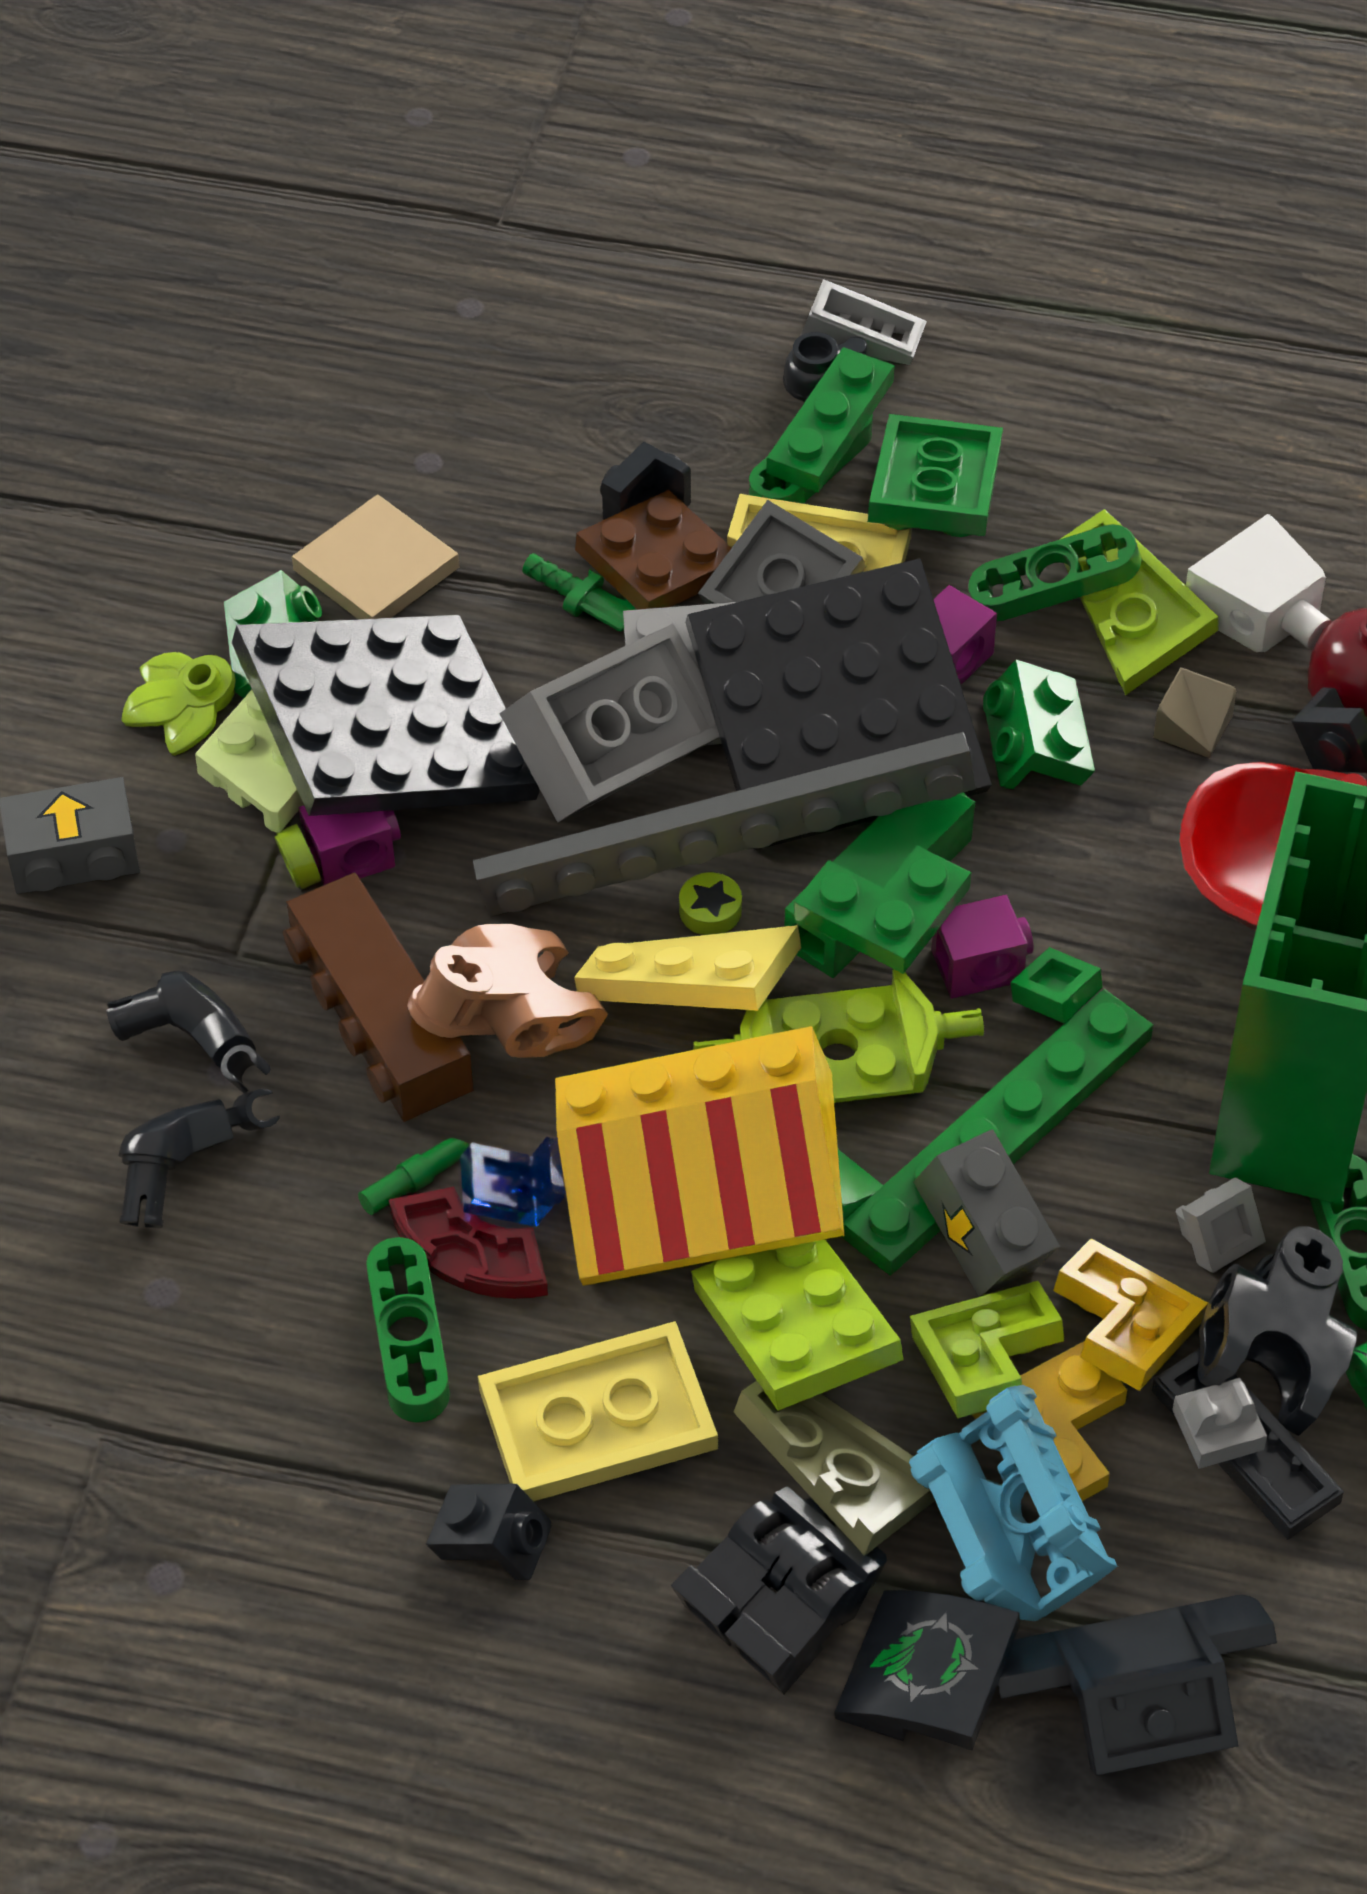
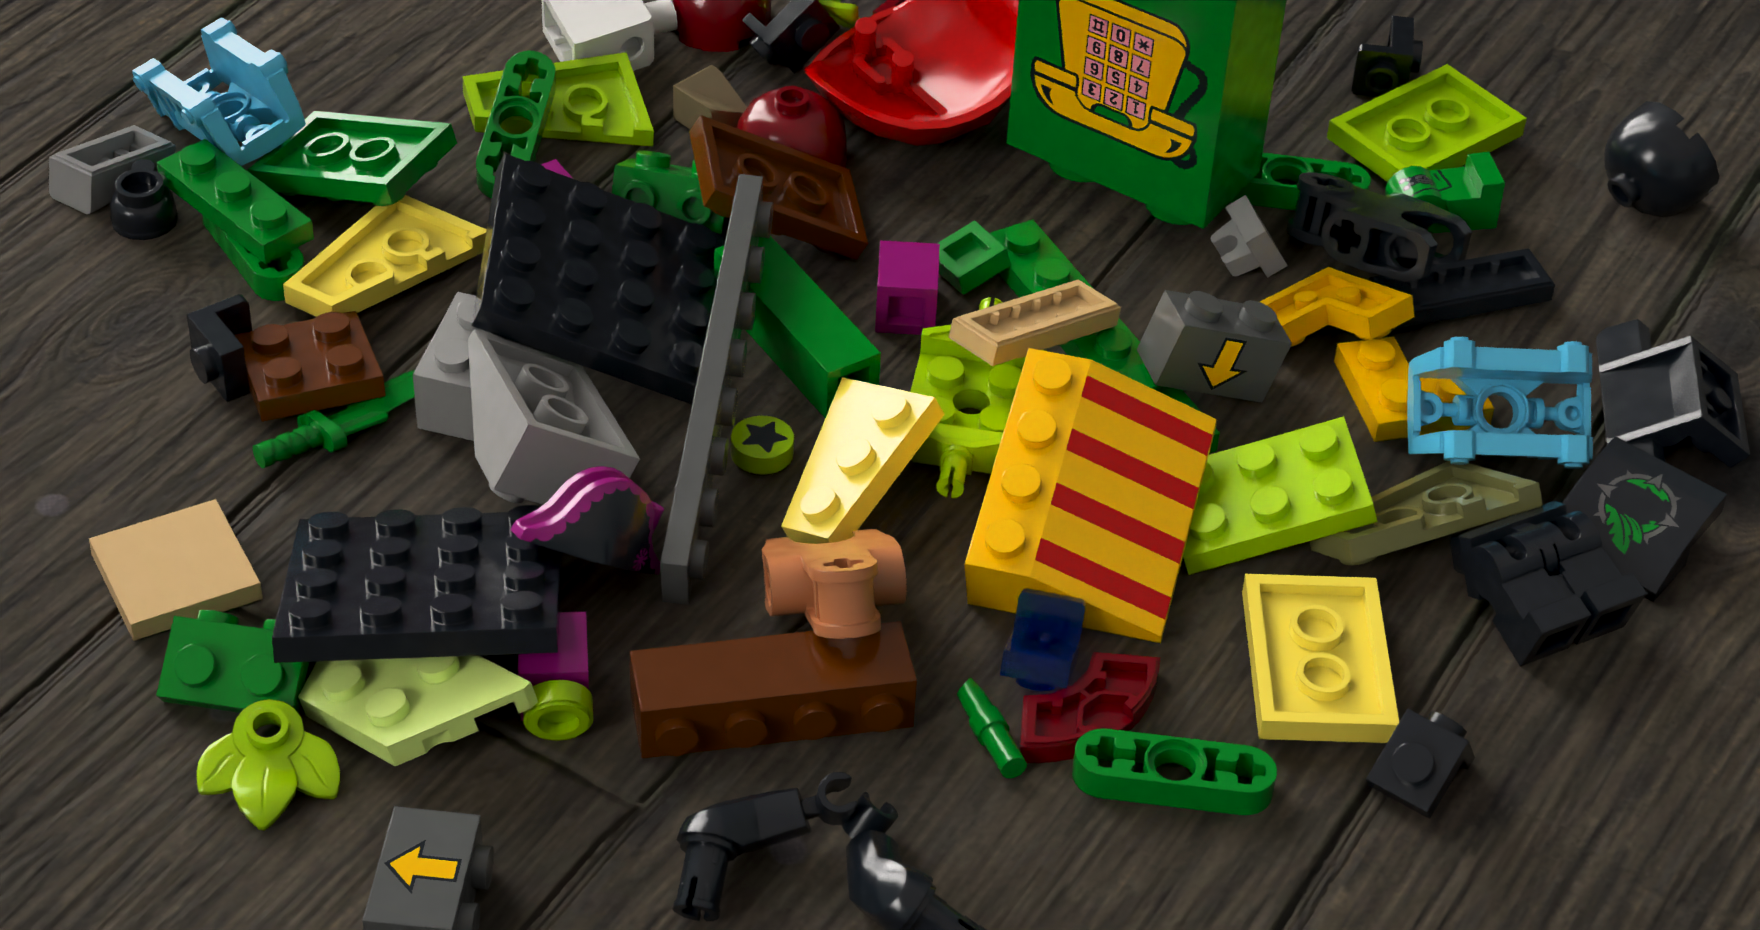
camera: 75 degrees left, 10 degrees down
(485, 796) = (598, 519): none -> hat
(777, 556) = (407, 279): dark grey plate -> none
(889, 920) = (874, 306): green plate -> none
(931, 1048) = (1034, 322): none -> tan plate
(946, 360) = (256, 96): none -> medium azure piece
(972, 1342) = (1316, 392): lime plate -> none
(1050, 793) = (808, 194): none -> reddish brown plate
(1154, 785) = (798, 121): none -> dark red cylinder
(1219, 1423) = (1459, 280): light grey tile -> none

